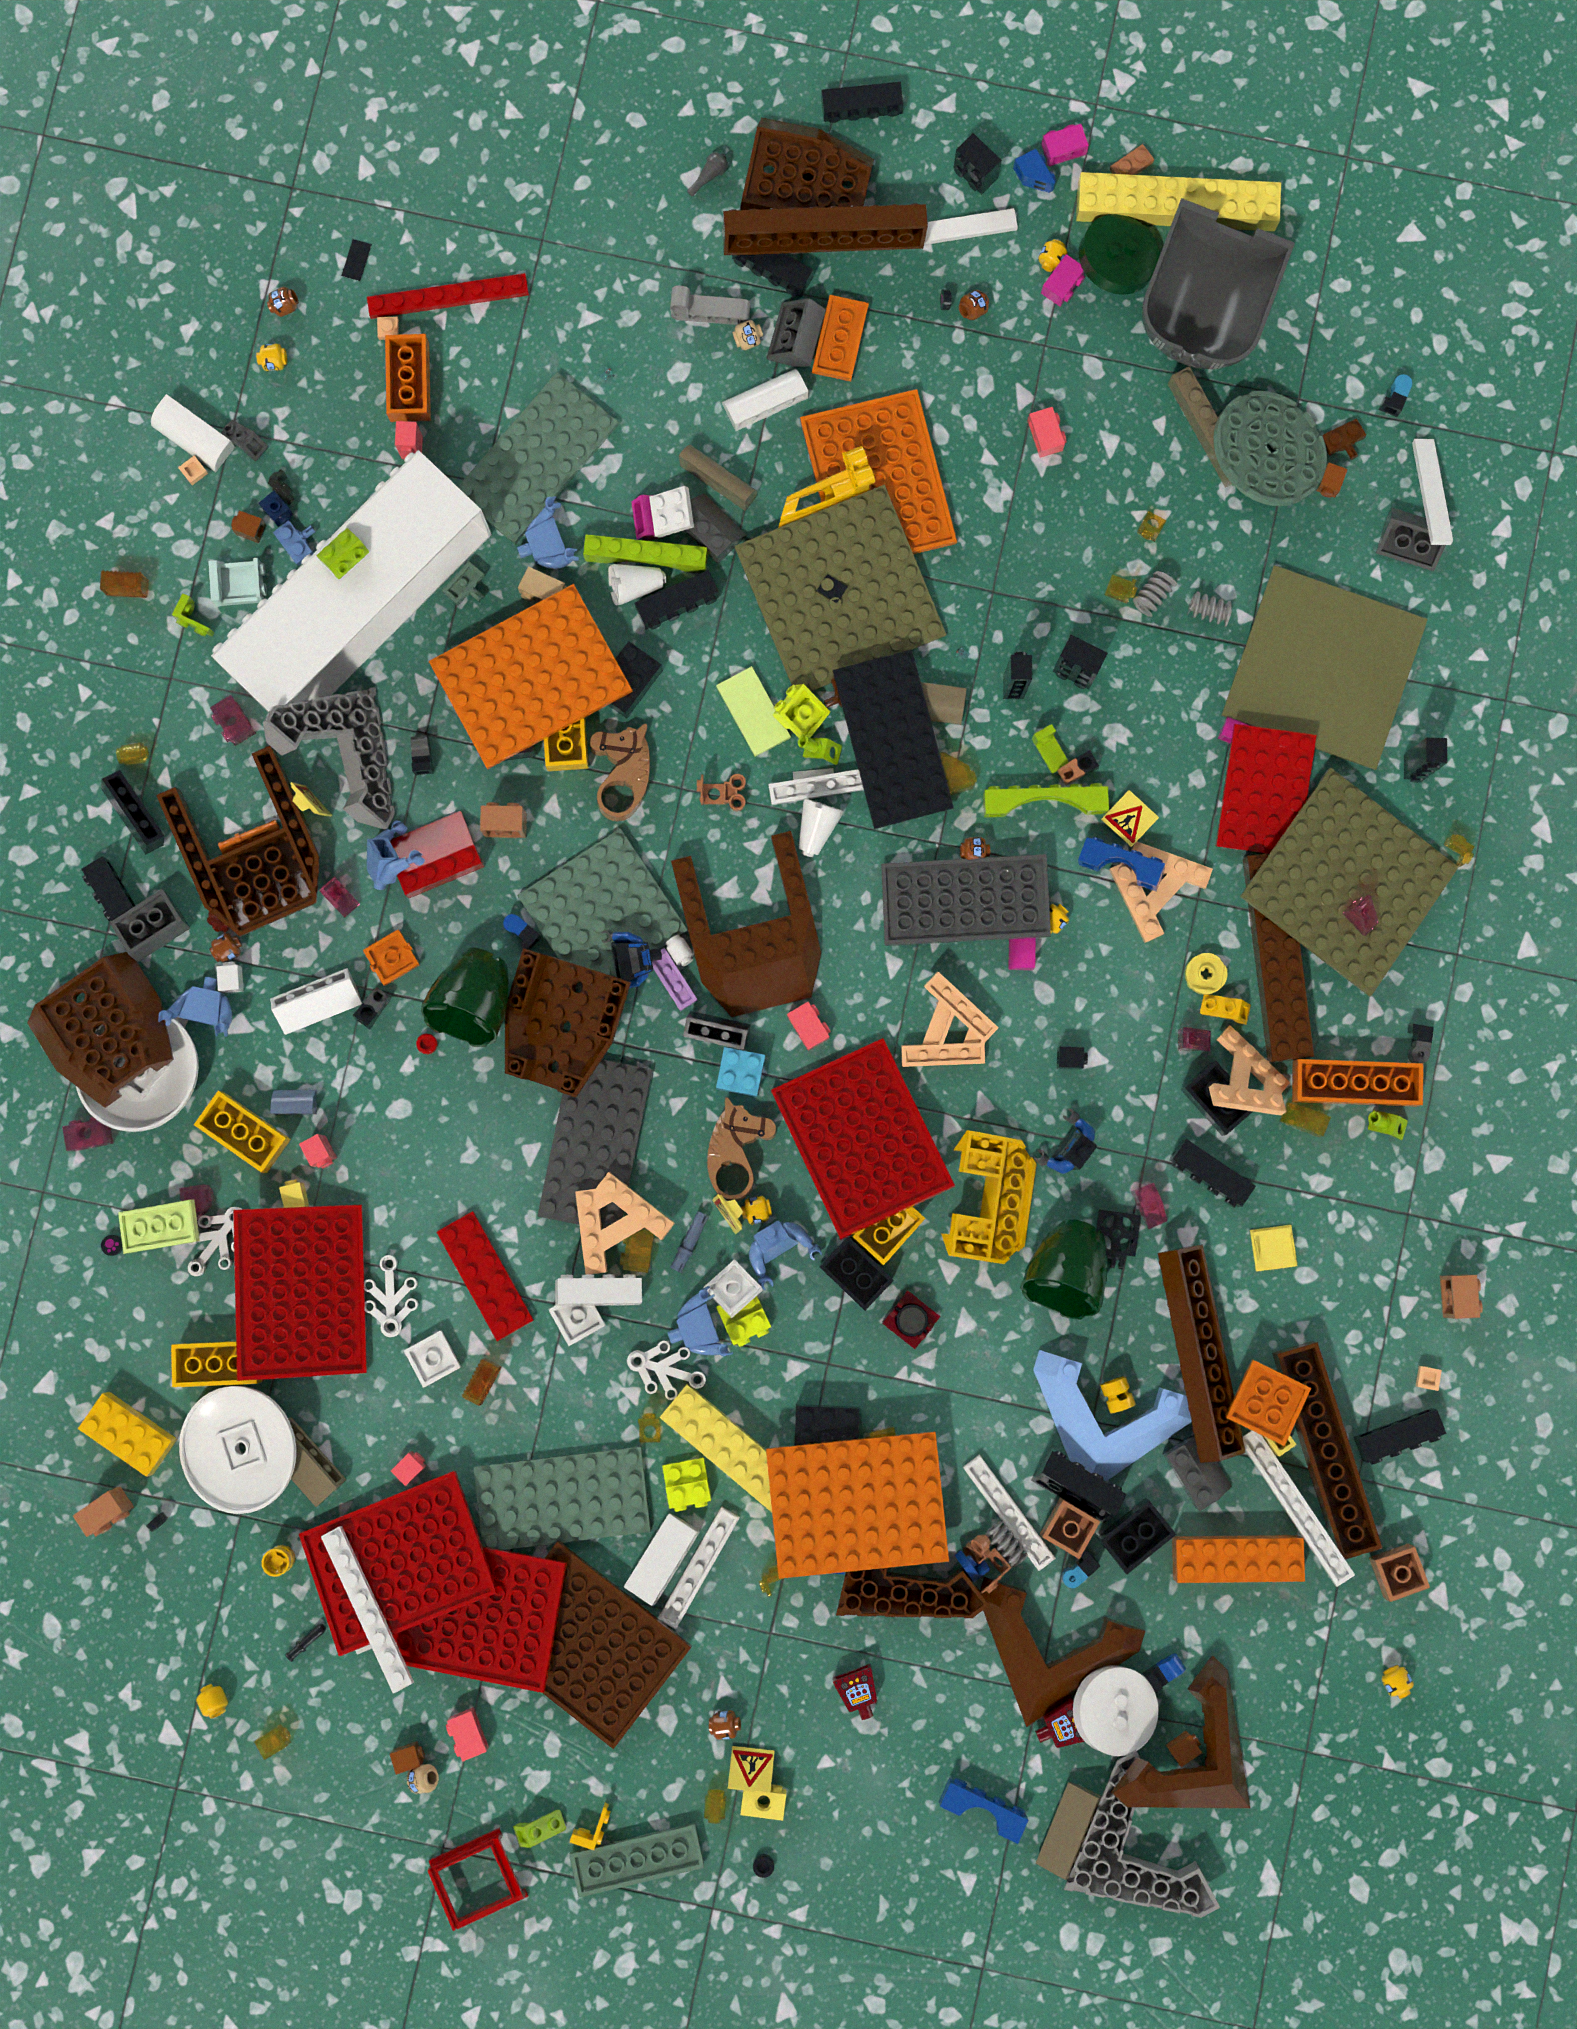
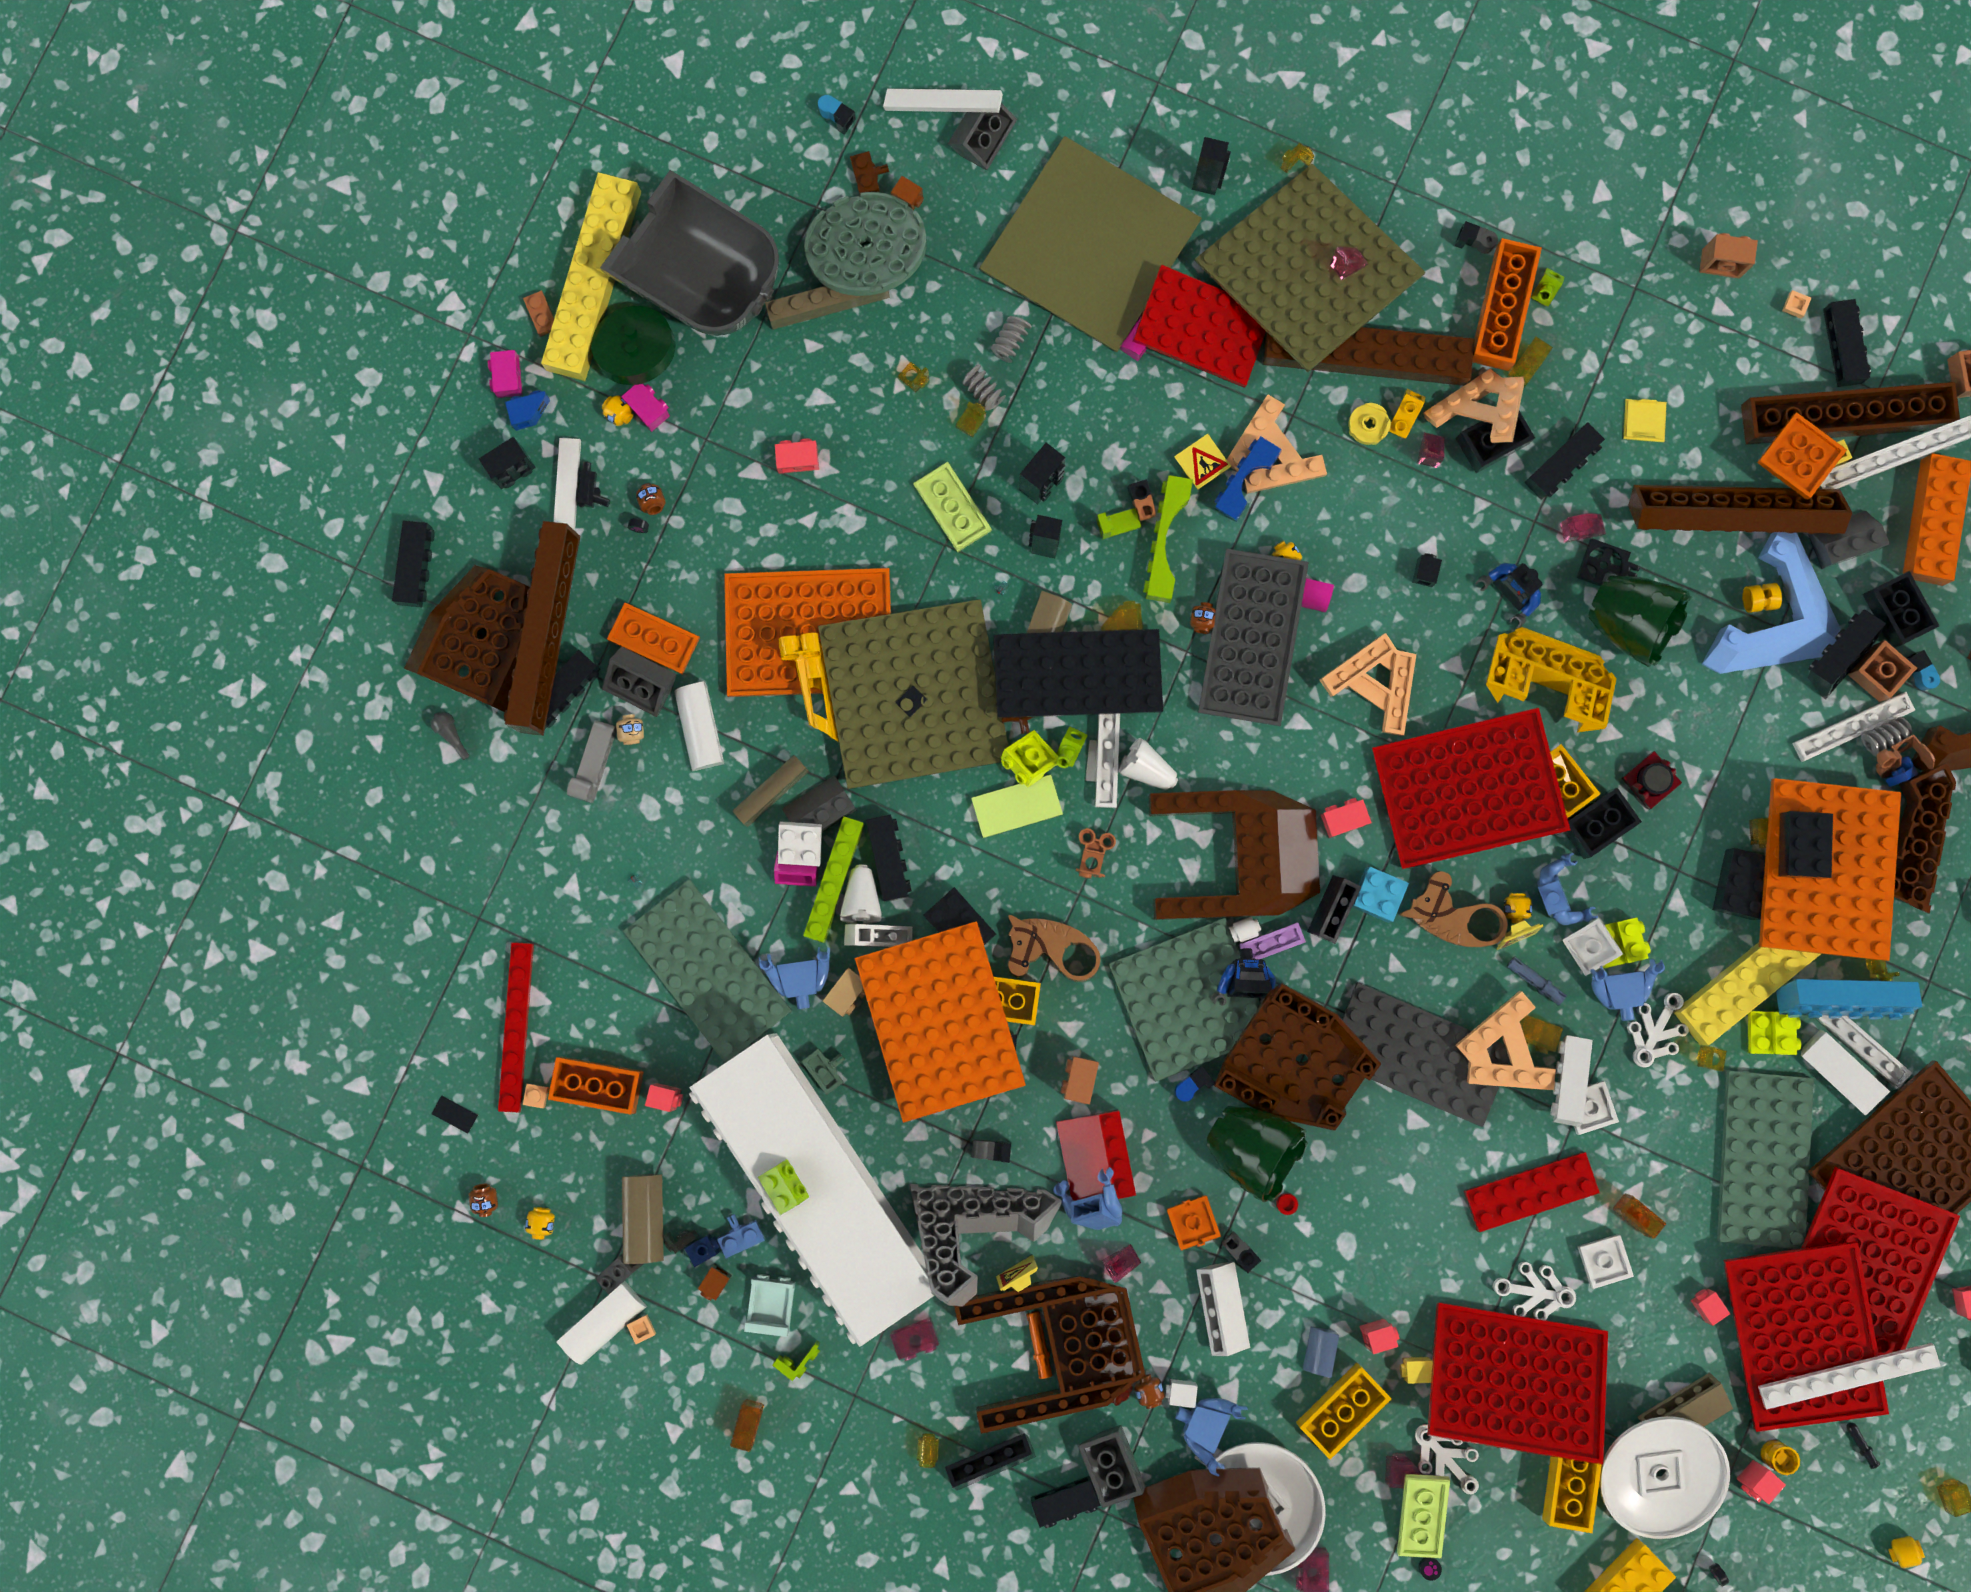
camera: 75 degrees left, 0 degrees up
(250, 1543) = (1760, 1482): none -> coral brick
(293, 446) = (642, 1219): none -> dark tan brick
(601, 605) = (876, 935): none -> white slope
(733, 1547) = (1848, 998): none -> dark azure brick
(873, 1469) = (1805, 845): none -> black brick
(967, 247) = (588, 492): none -> black piece
(1031, 590) = (952, 507): none -> yellowish green tile

